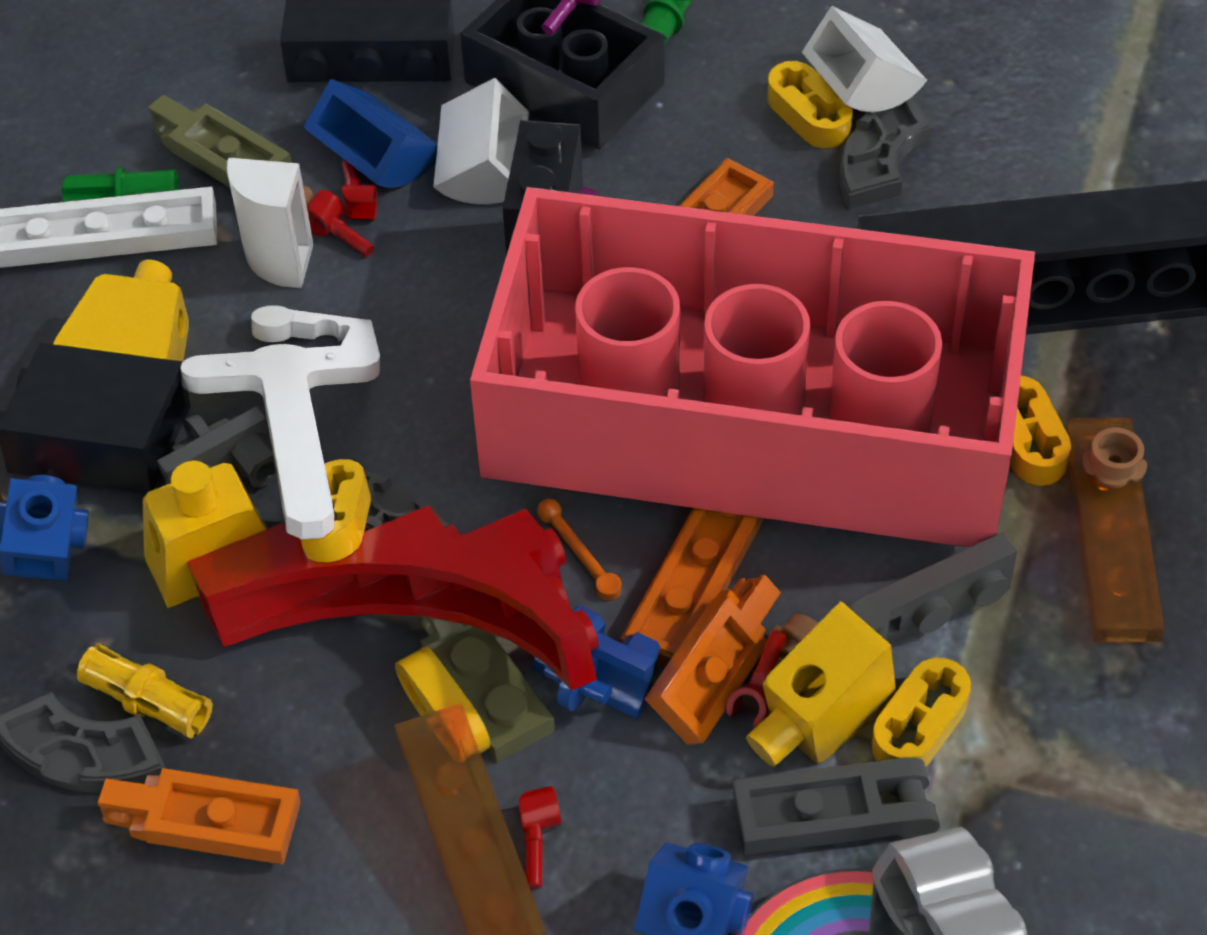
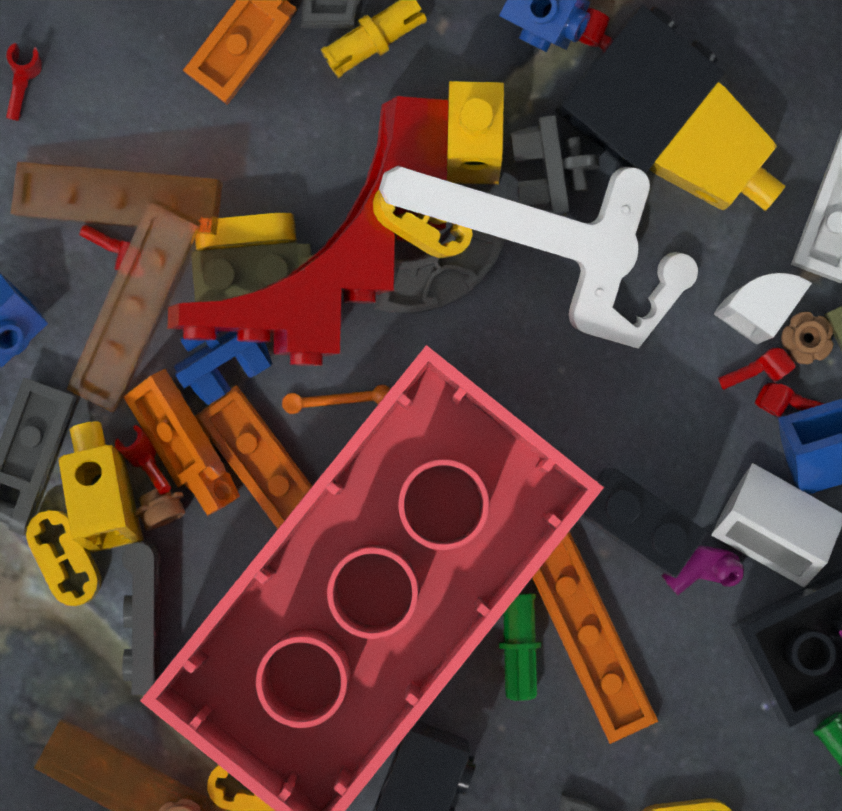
camera: 120 degrees right, 35 degrees up
(591, 758) = (133, 305): none -> clear orange tile

